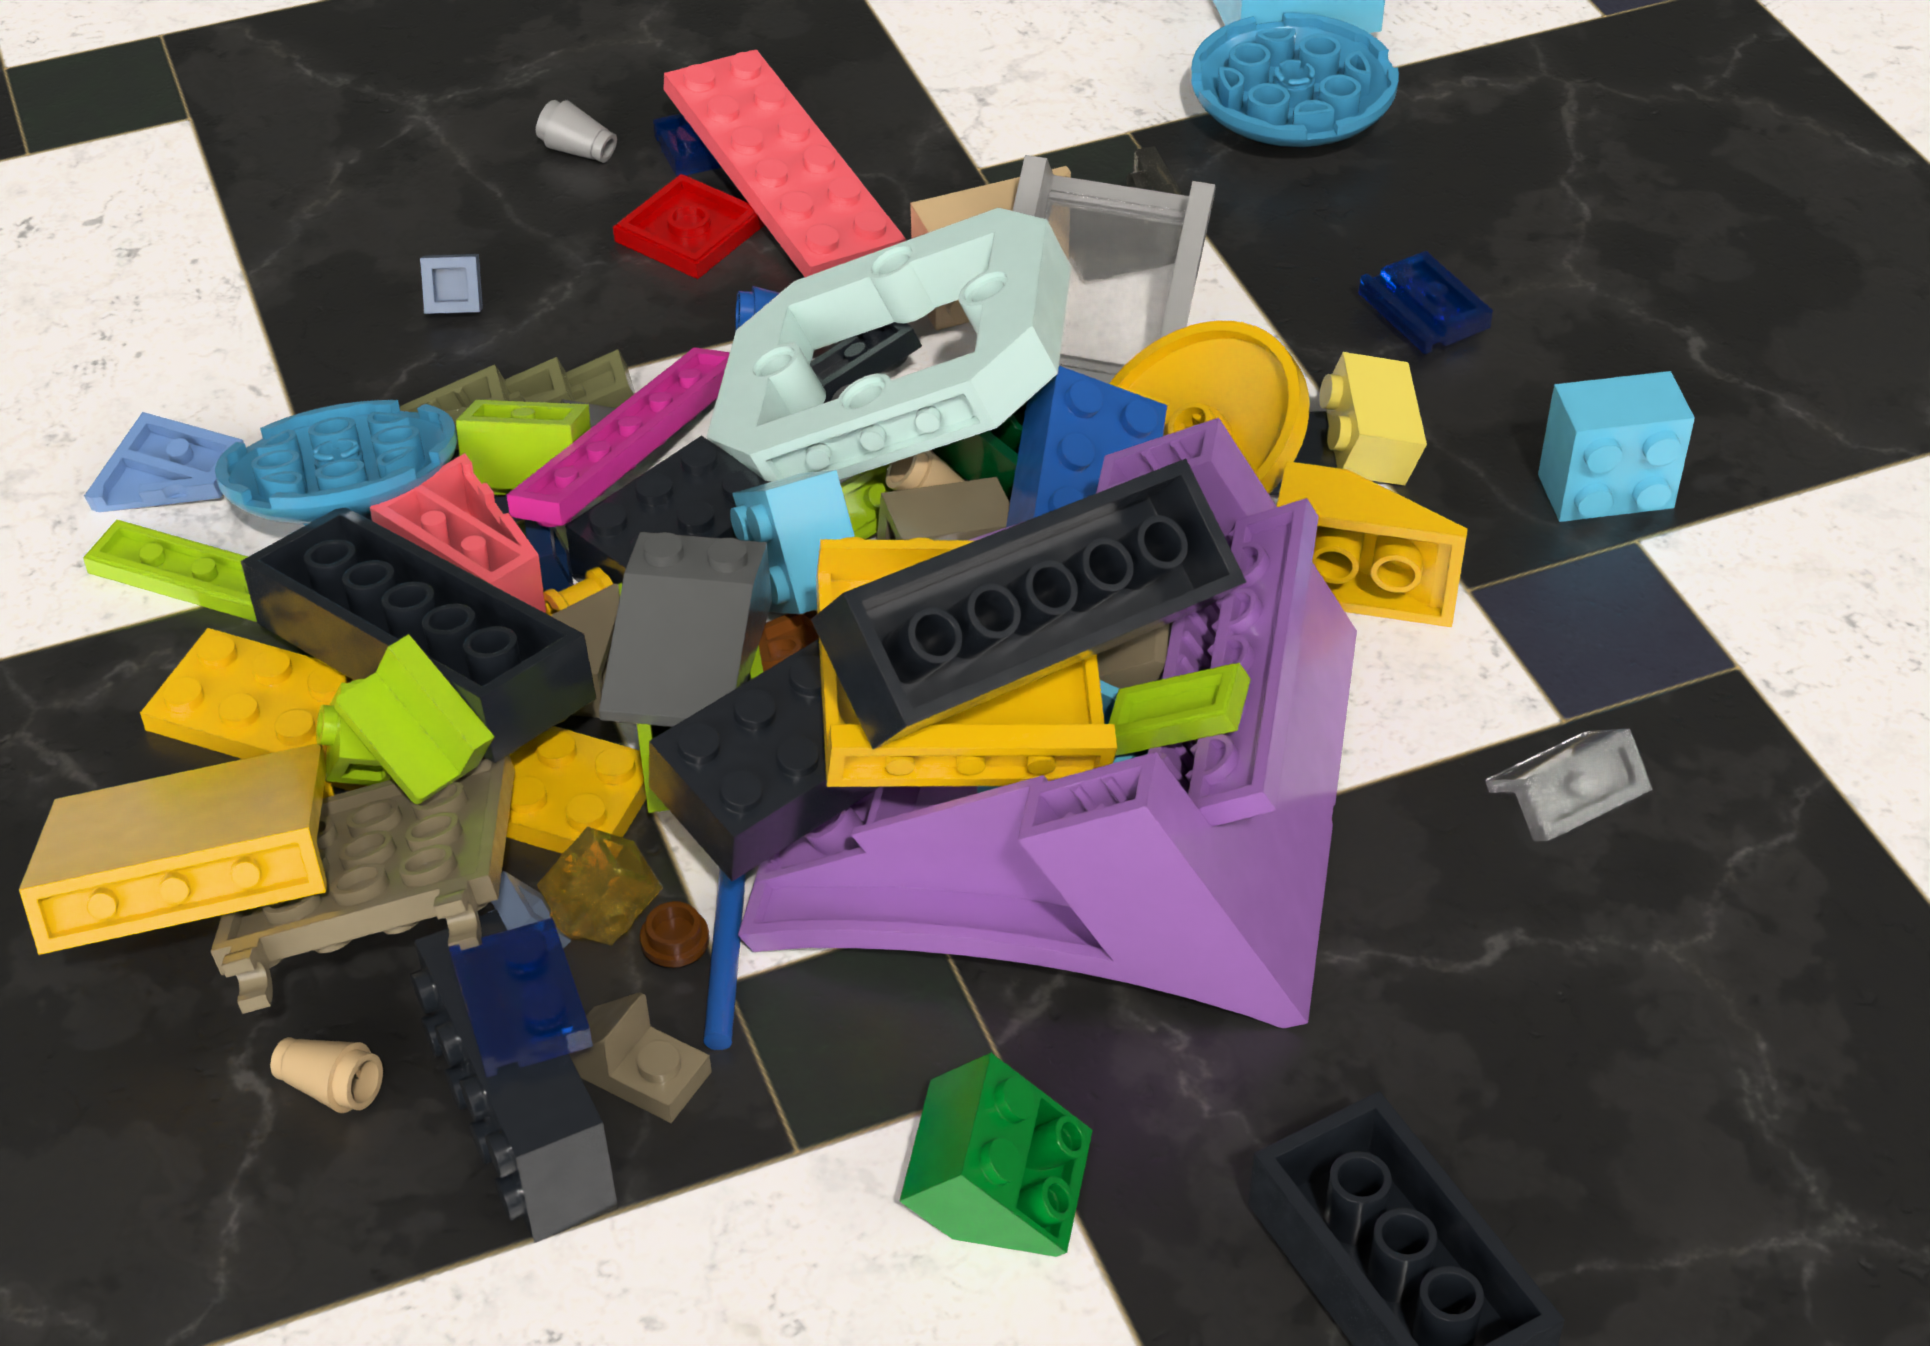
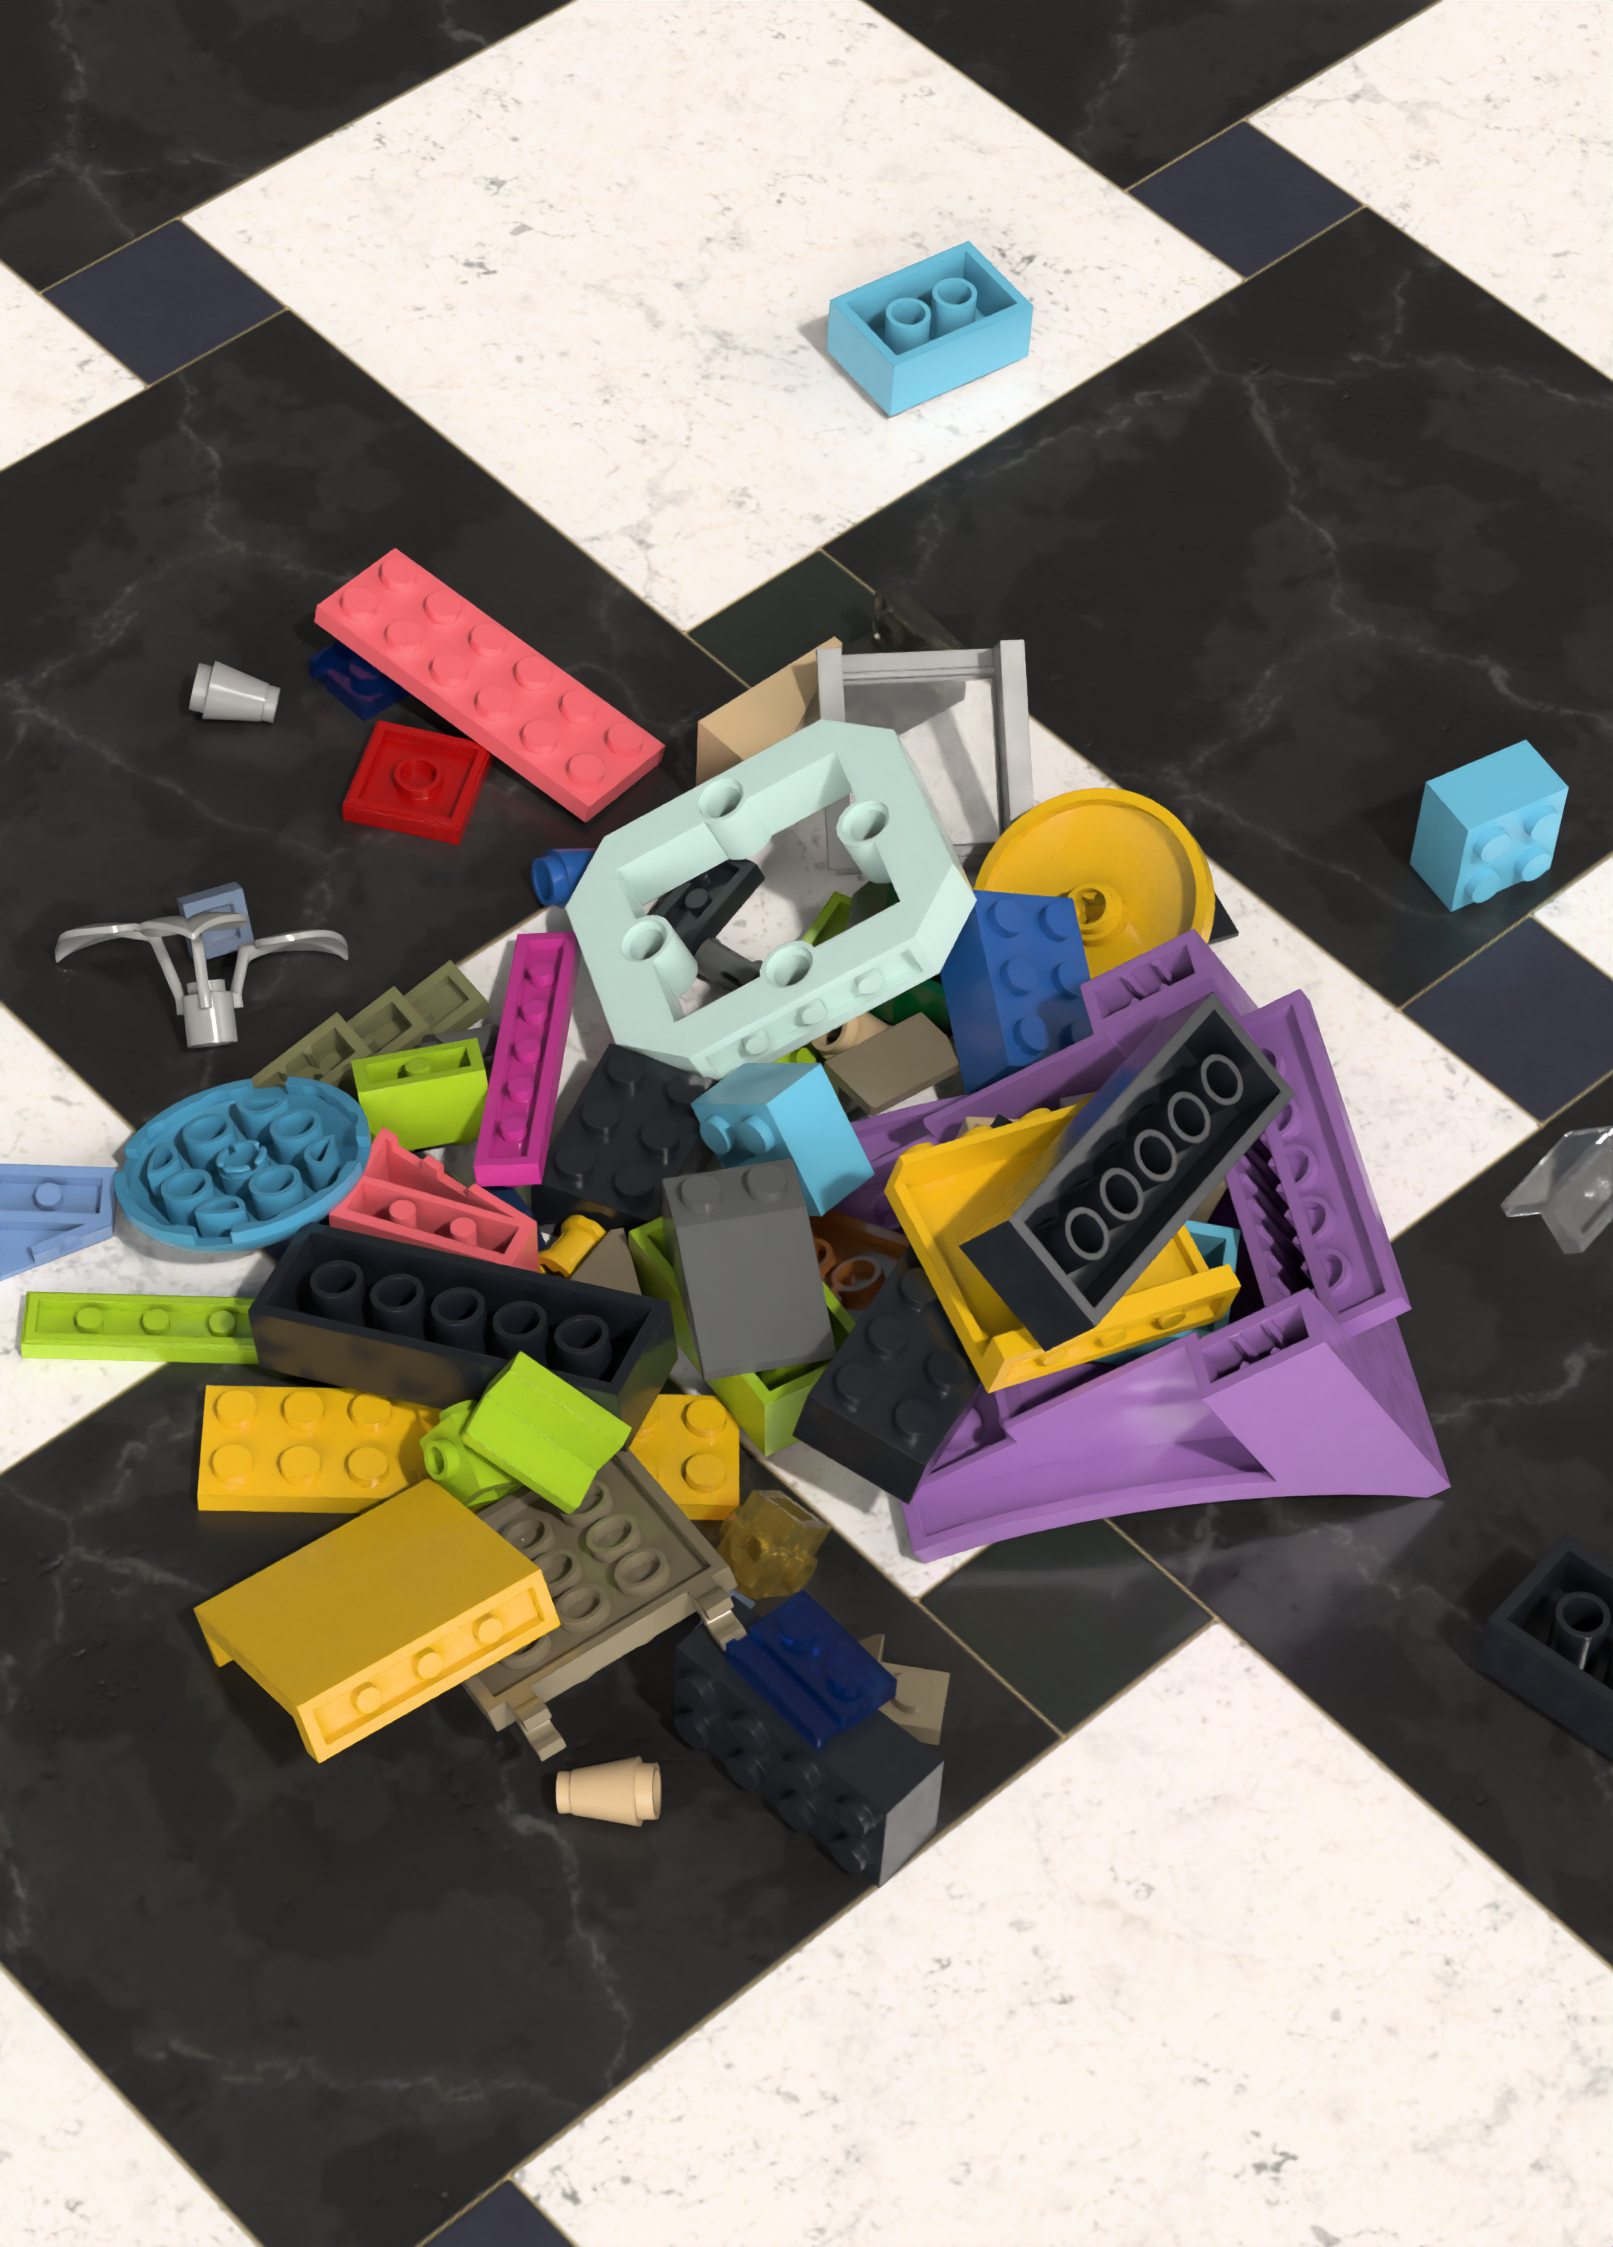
camera: 25 degrees left, 5 degrees up
(398, 335) = (208, 1006): none -> light grey plant
(674, 935) = (851, 1569): reddish brown plate -> none
(724, 962) = (902, 1569): blue bar -> none
(996, 1160) = (1253, 1691): green slope -> none
(1179, 708) = (1275, 1230): lime tile -> none
(1294, 79) = (980, 449): dark azure brick -> none
(1373, 417) = (1247, 847): light yellow brick -> none
(1379, 547) = (1354, 993): yellow slope -> none
(1426, 302) = (1226, 693): clear blue plate -> none

